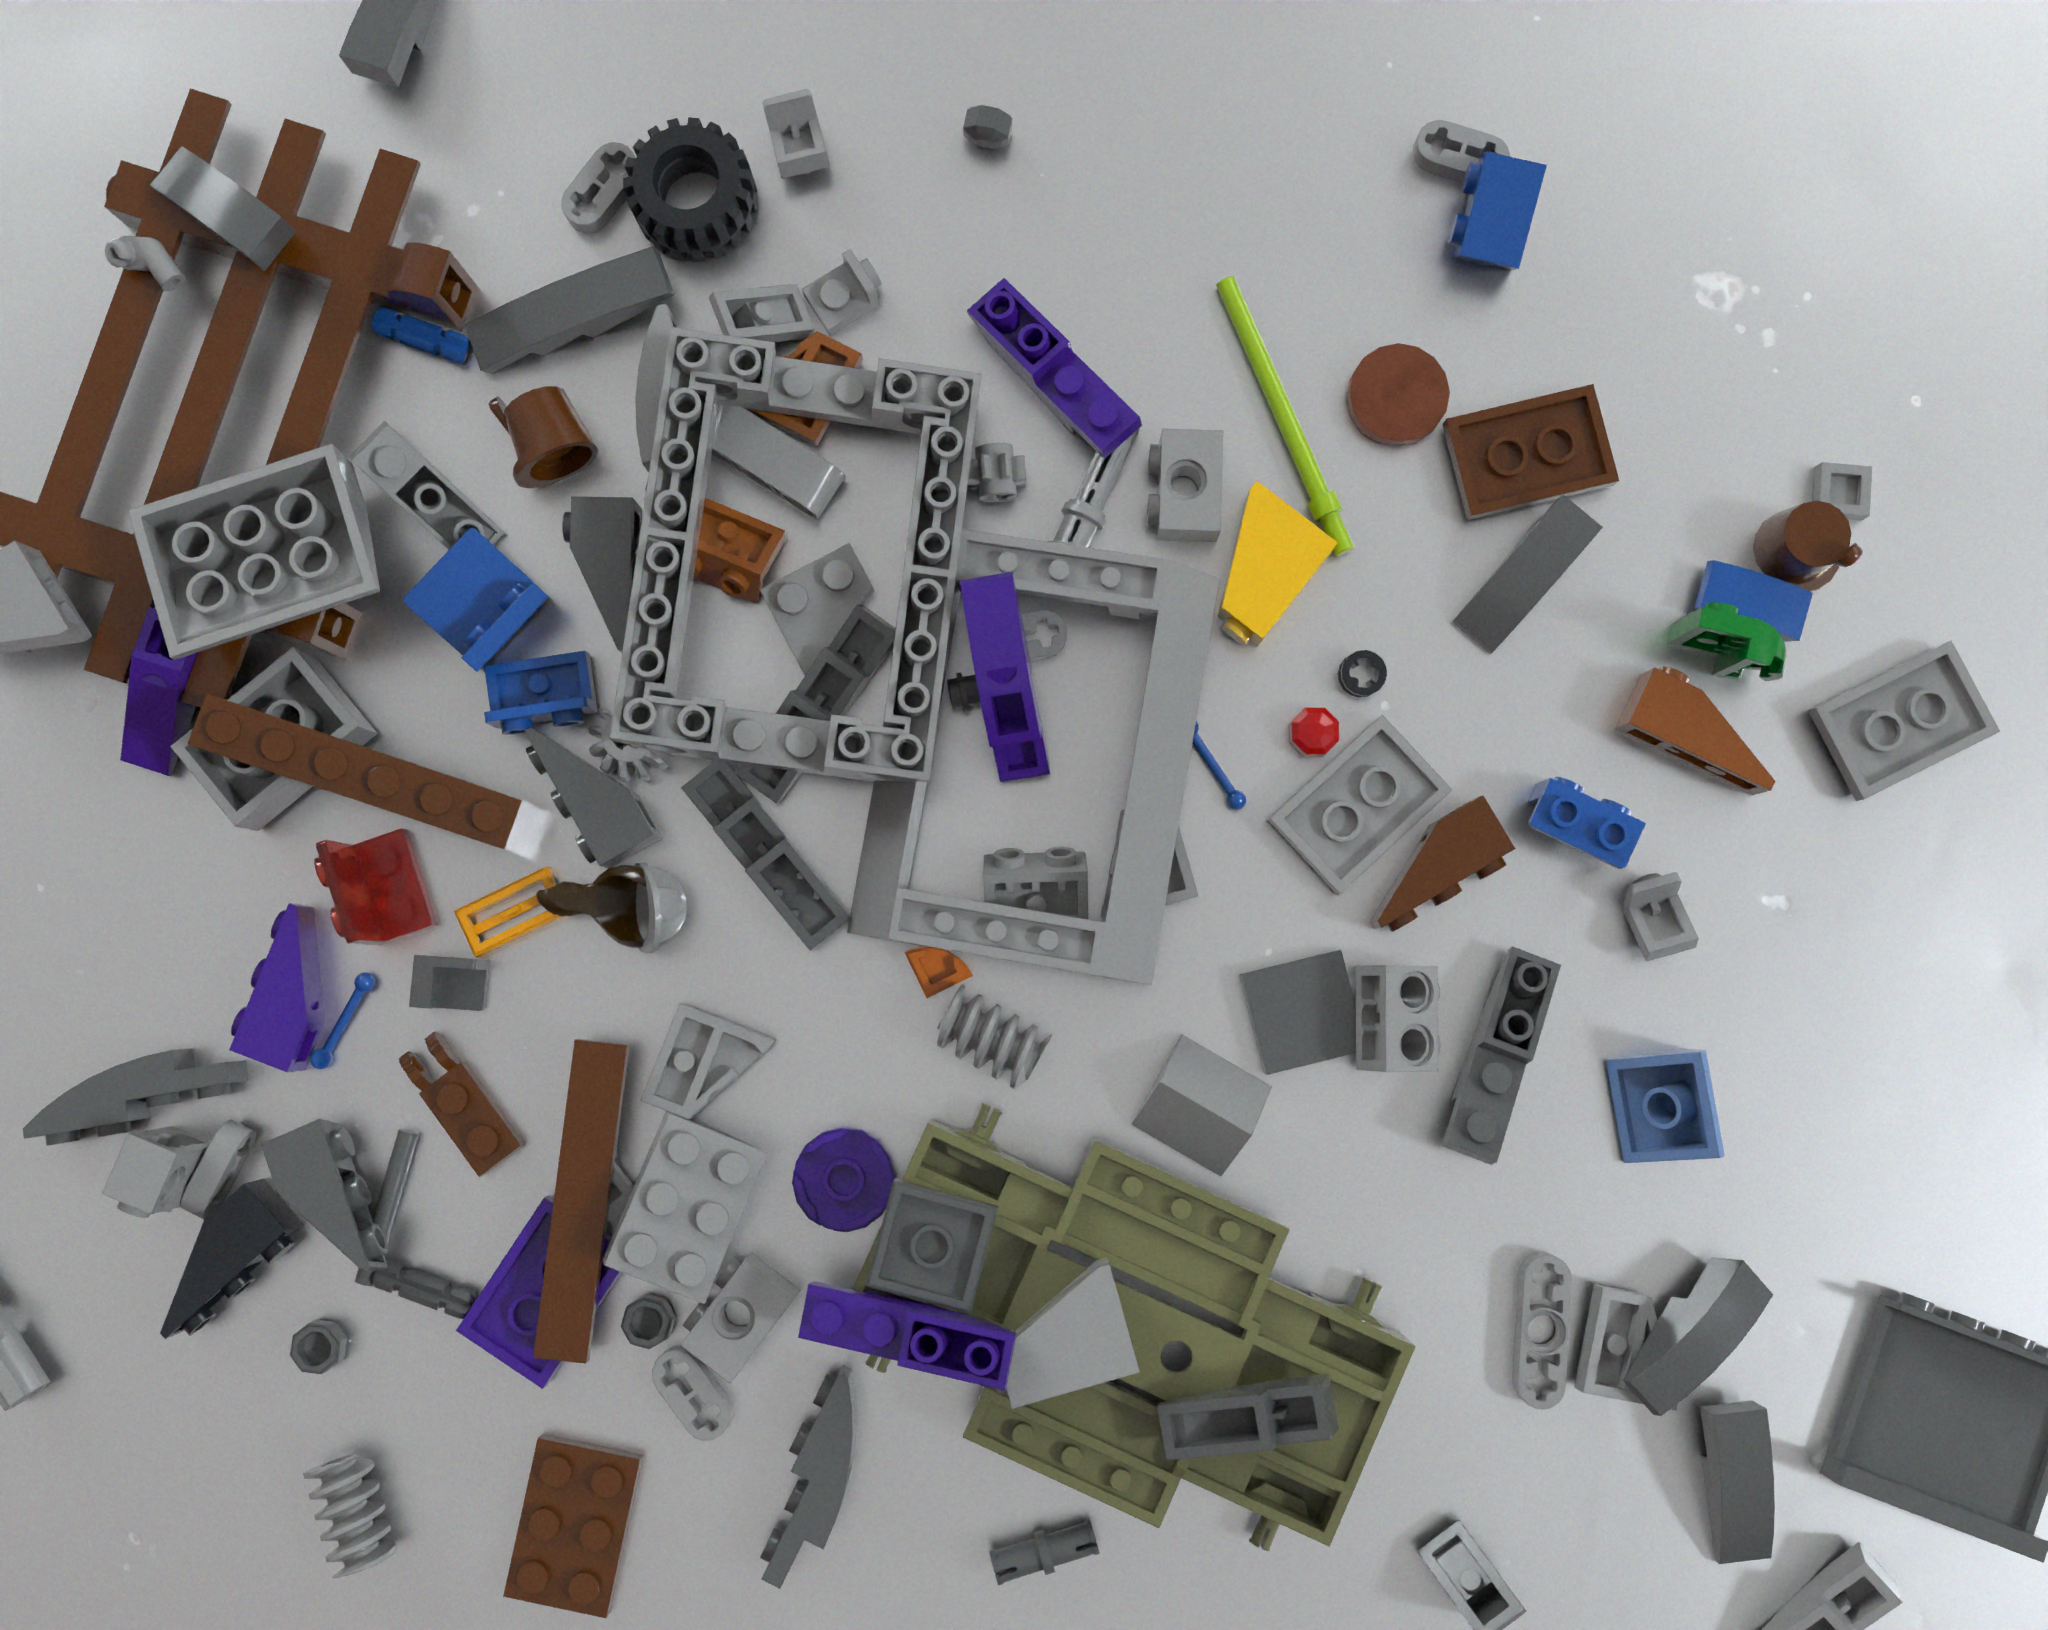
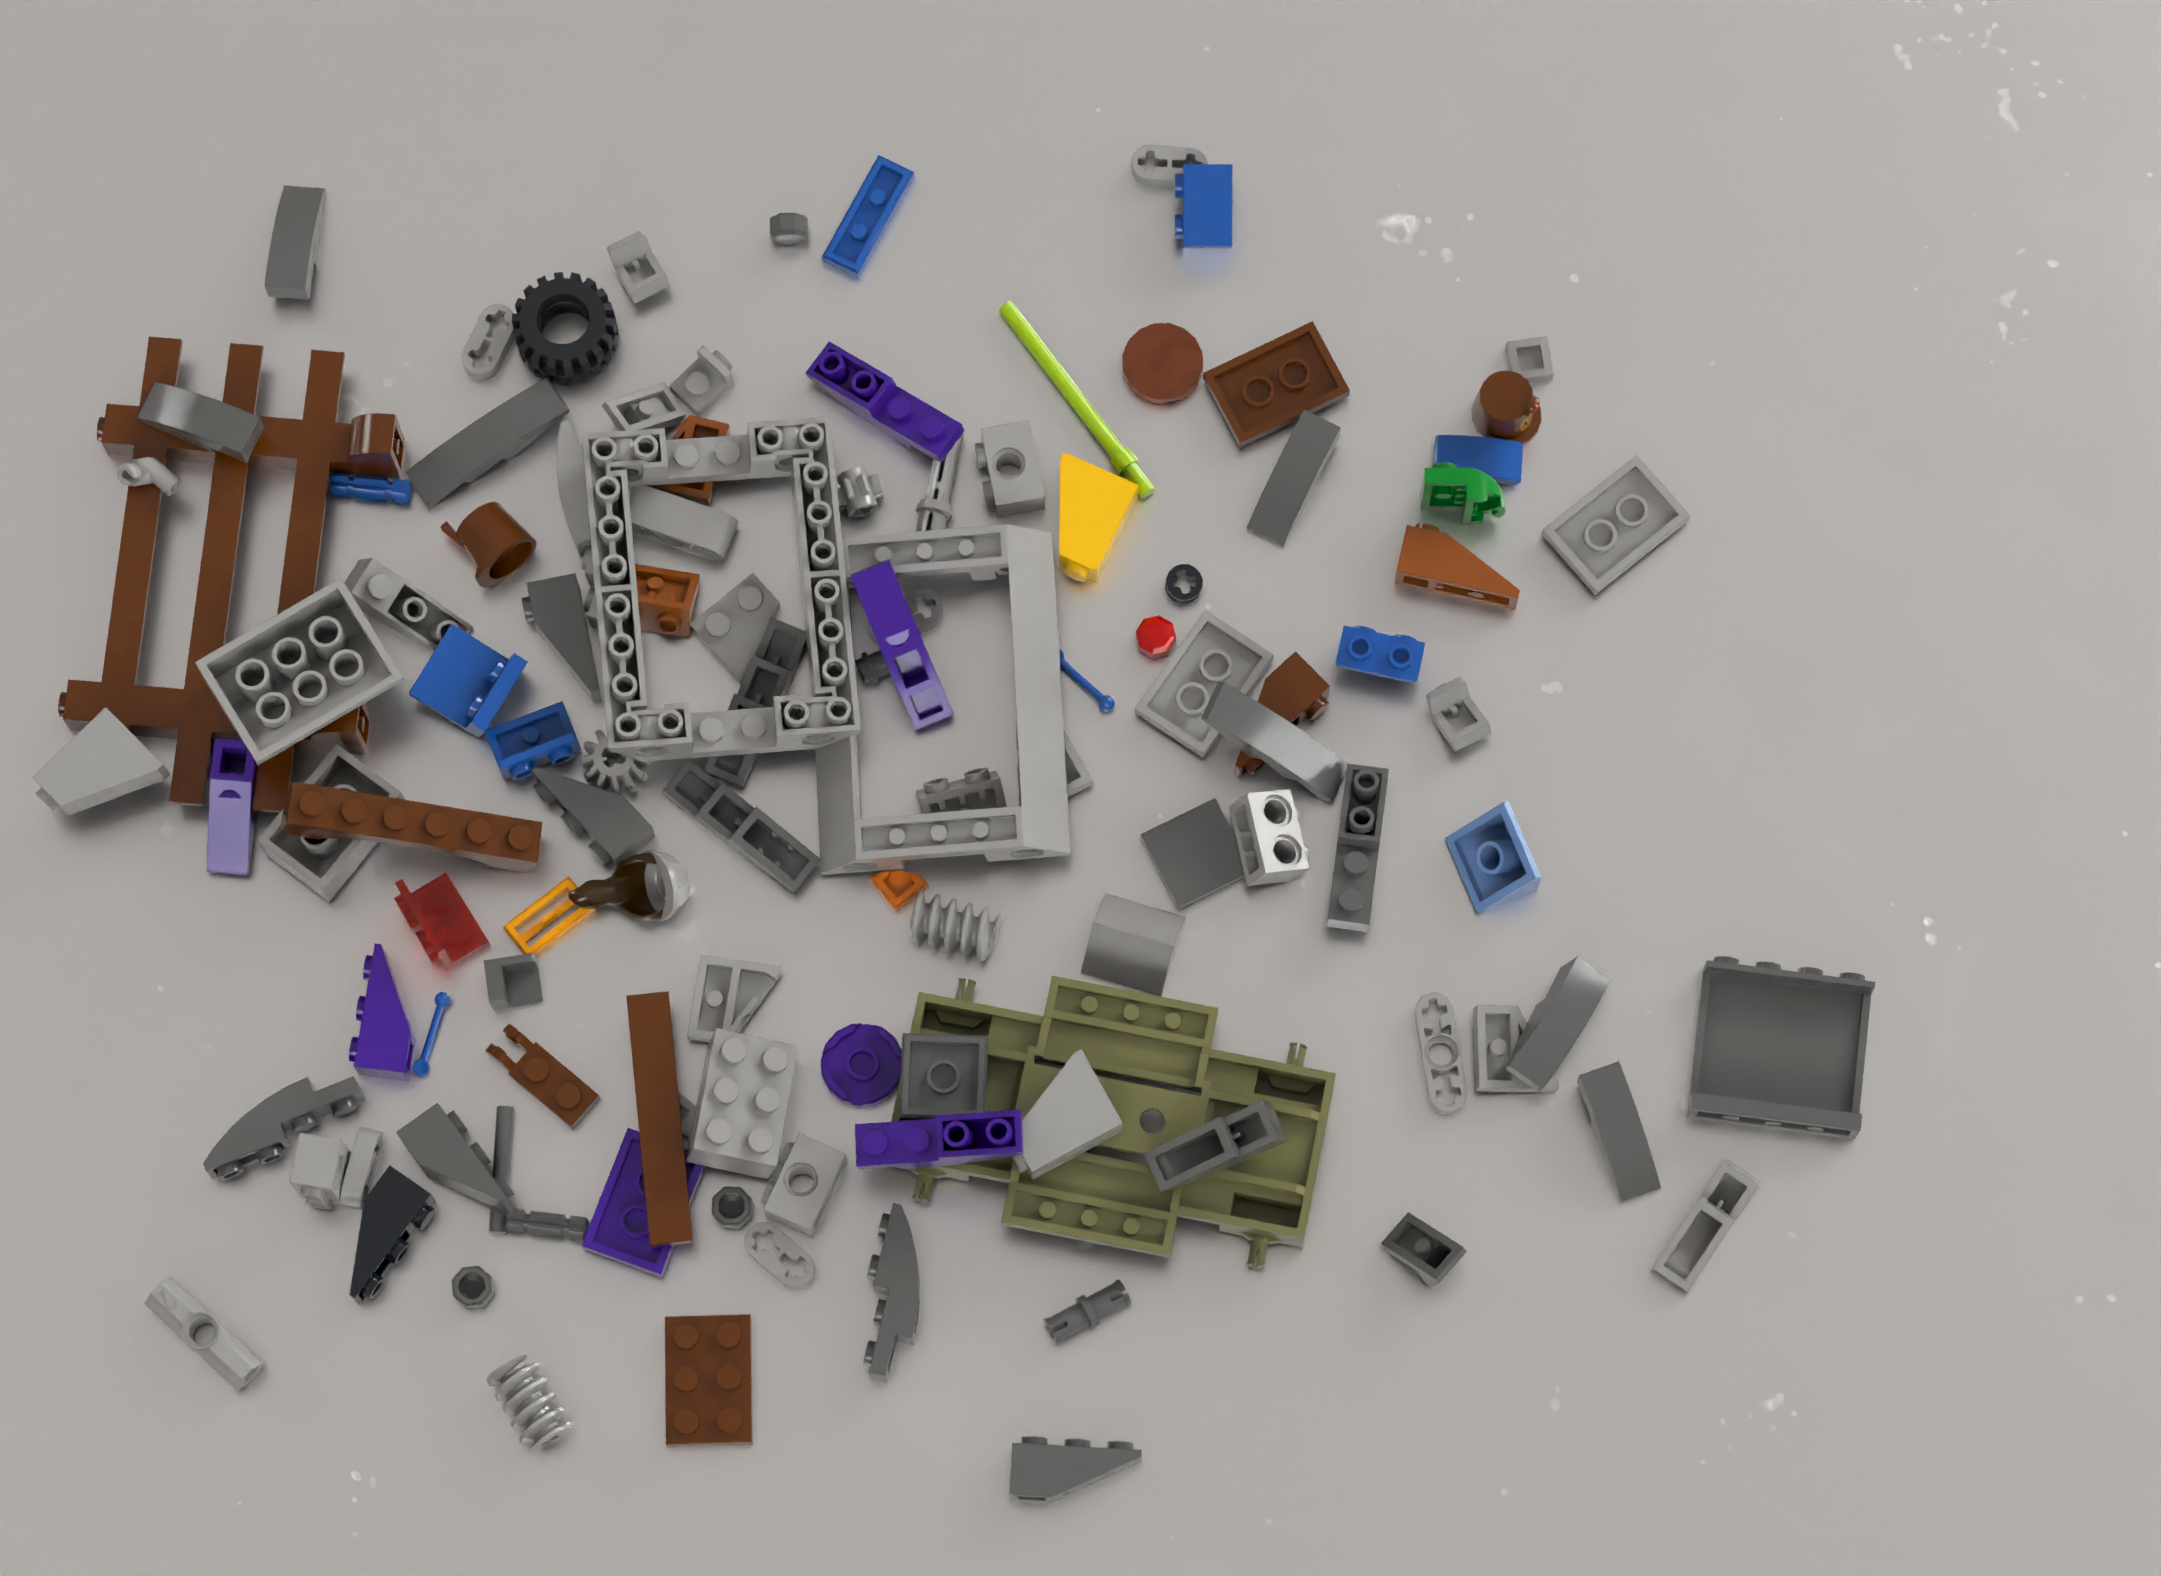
camera: 15 degrees left, 10 degrees down
(1086, 134) = (868, 216): none -> blue tile
(1433, 906) = (1275, 741): none -> dark grey slope

